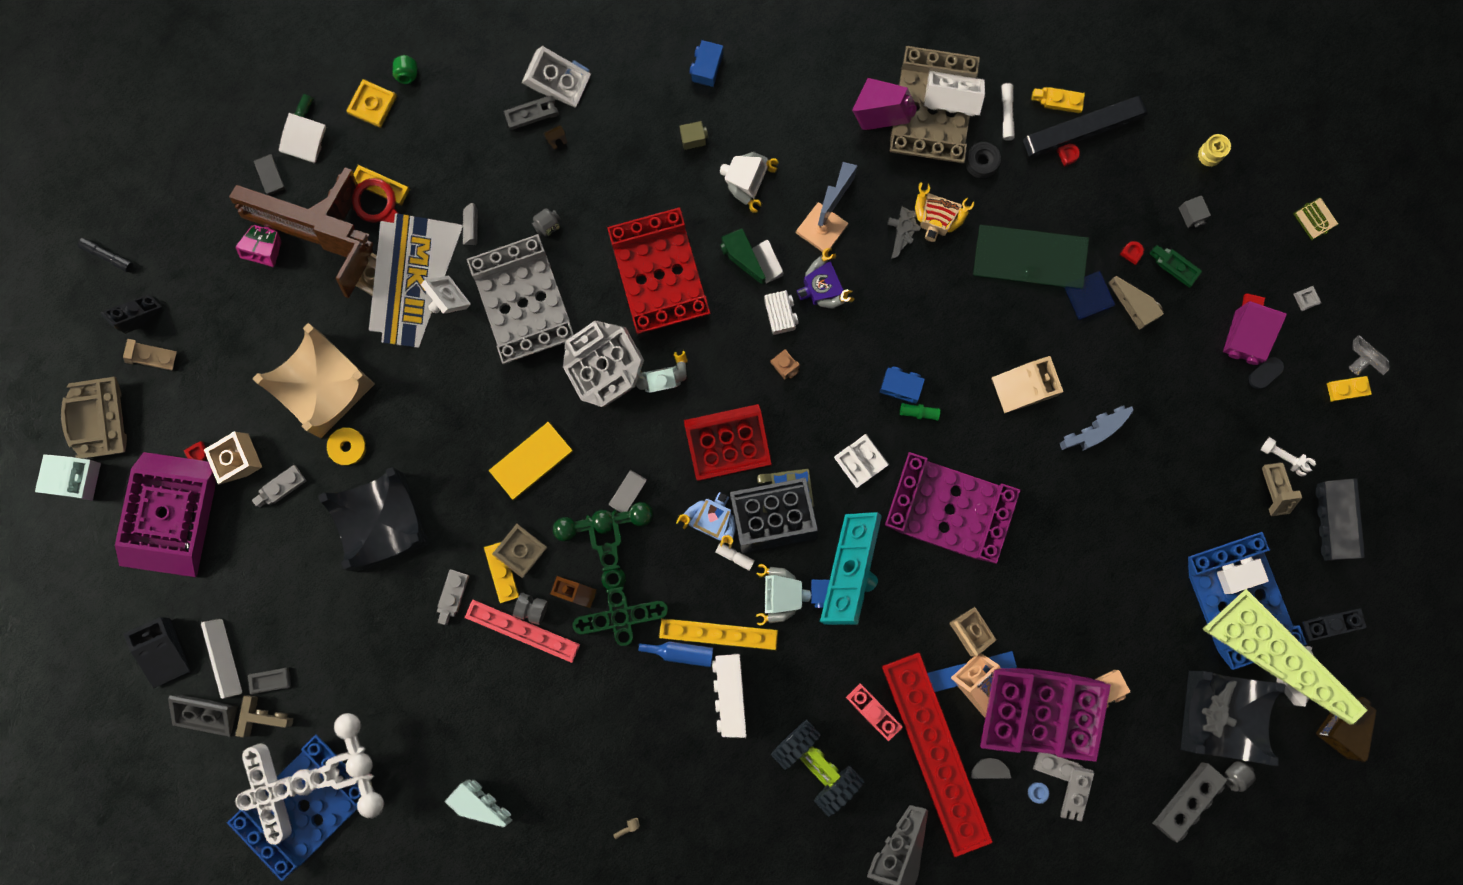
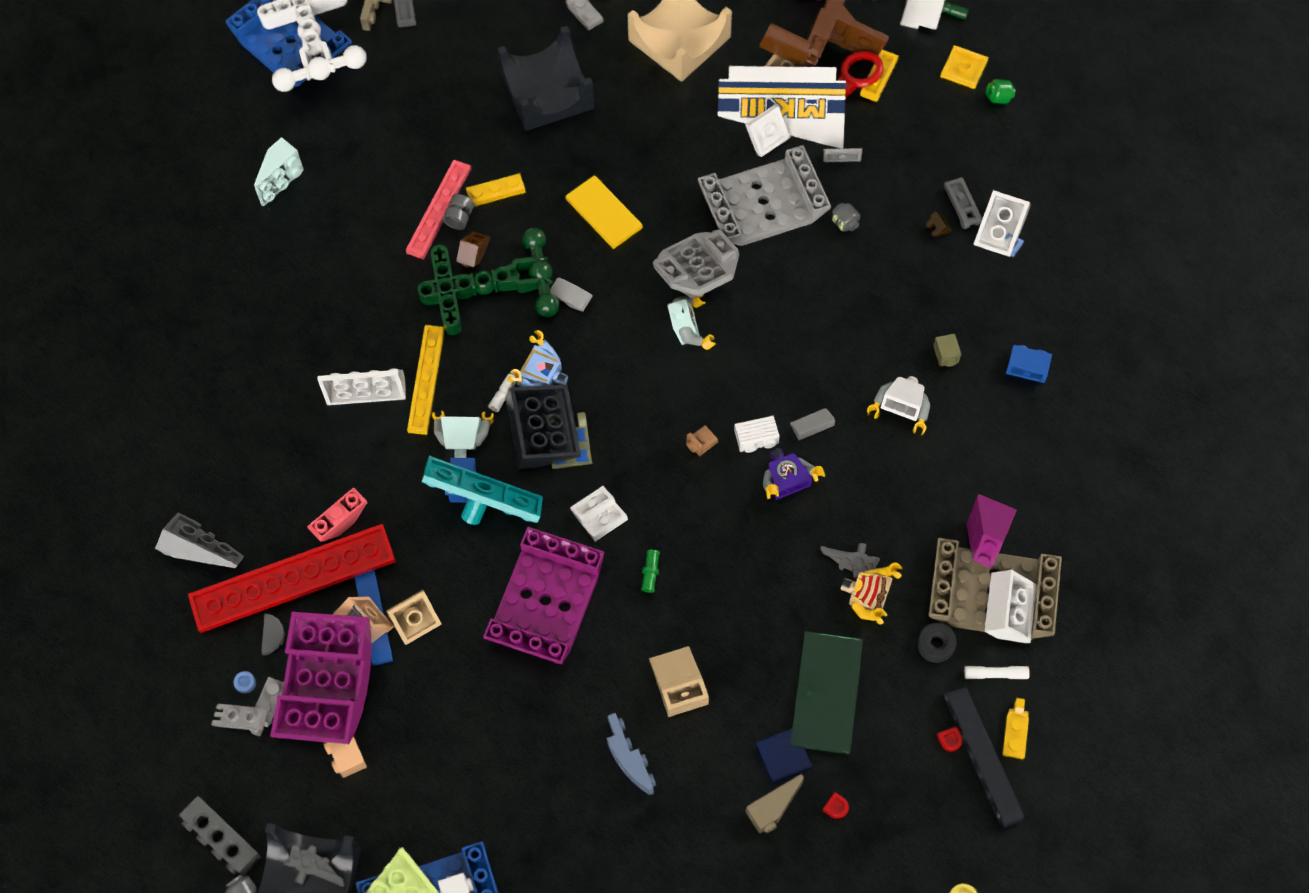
camera: 90 degrees right, 15 degrees down
(335, 443) = (620, 50): yellow tile -> none
(451, 595) = (474, 149): light grey hinge -> none
(519, 550) = (515, 202): dark tan tile -> none
(633, 825) = (248, 304): dark tan hand -> none
(653, 246) = (821, 306): red slope -> none
(681, 653) = (408, 343): blue piece -> none
(727, 442) = (620, 384): red slope -> none
(740, 252) = (823, 394): dark green slope -> none
(821, 236) = (852, 477): light nougat tile -> none
(834, 194) = (881, 477): sand blue slope -> none
(839, 786) = (309, 442): black plate -> none
(902, 385) = (679, 552): blue brick -> none
(1176, 265) = (820, 853): dark green hinge -> none
(1195, 212) = (885, 876): dark grey brick -> none

